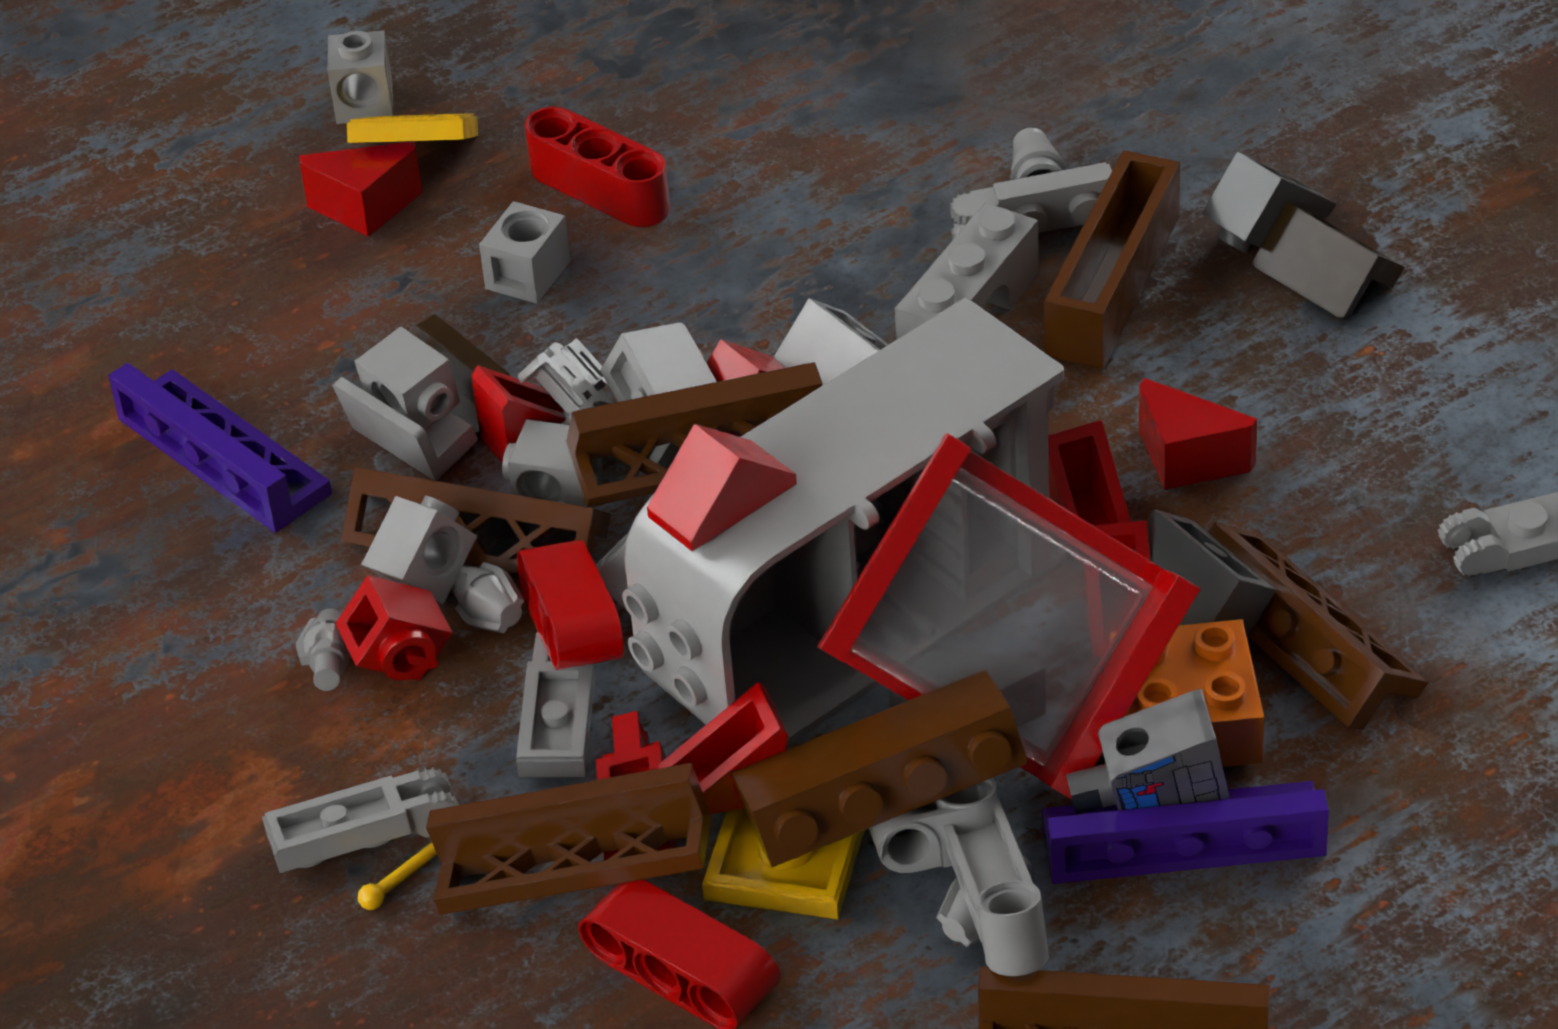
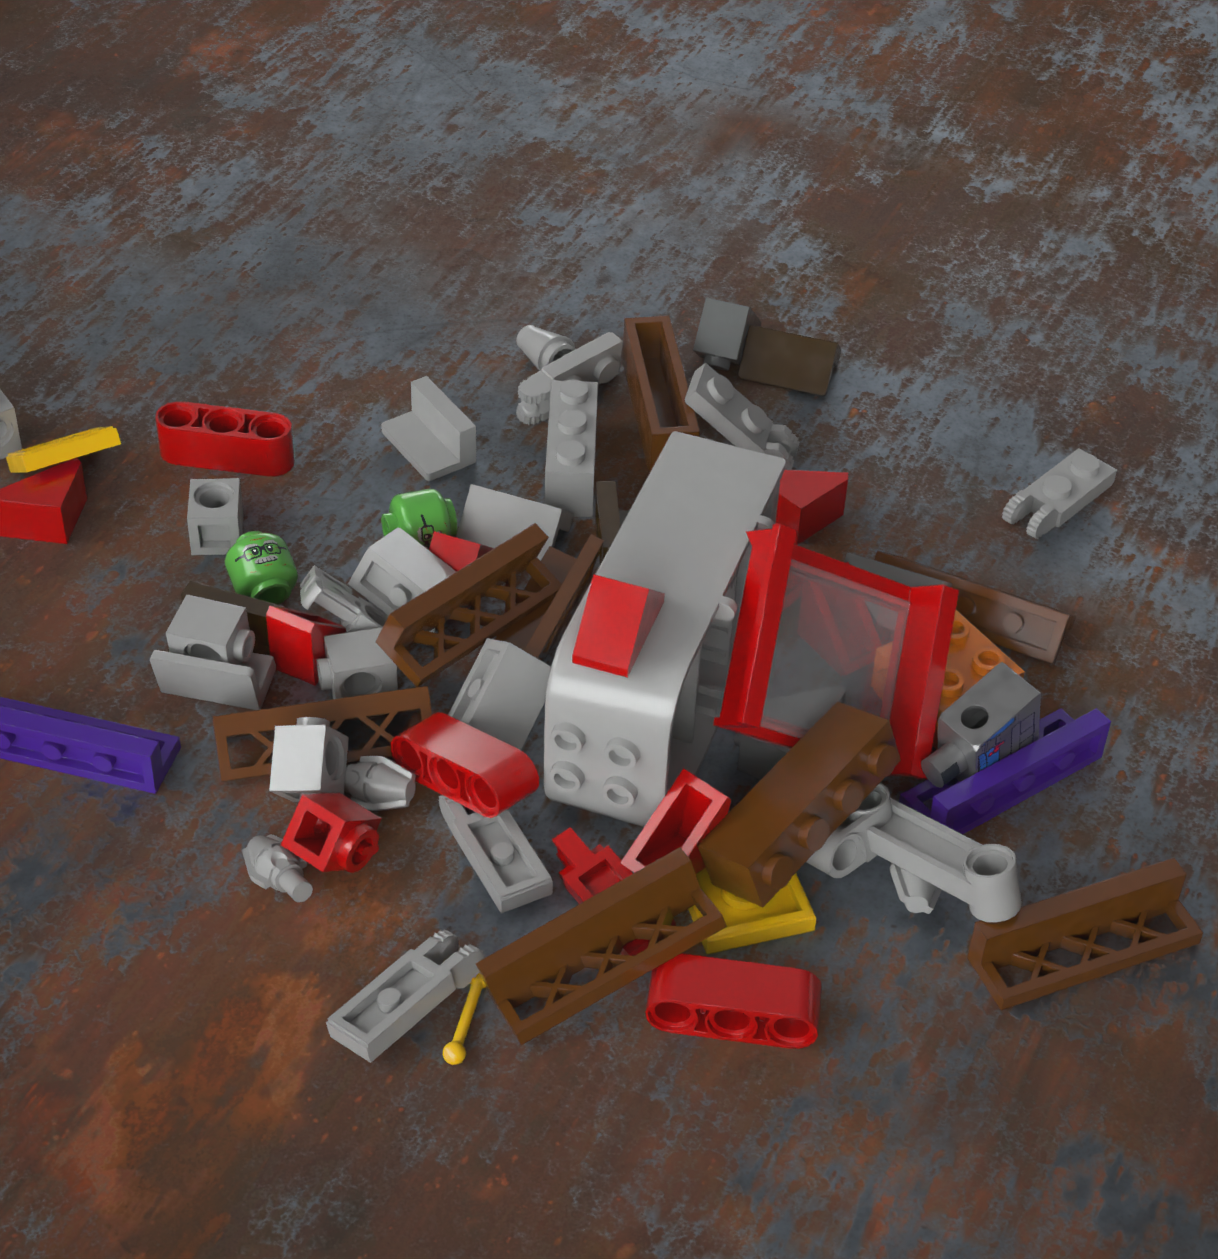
camera: 35 degrees left, 0 degrees up
(527, 322) = (261, 567): none -> bright green head
(739, 317) = (420, 515): none -> bright green head
(829, 229) = (434, 434): none -> light grey panel
(1180, 318) = (737, 417): none -> light grey hinge

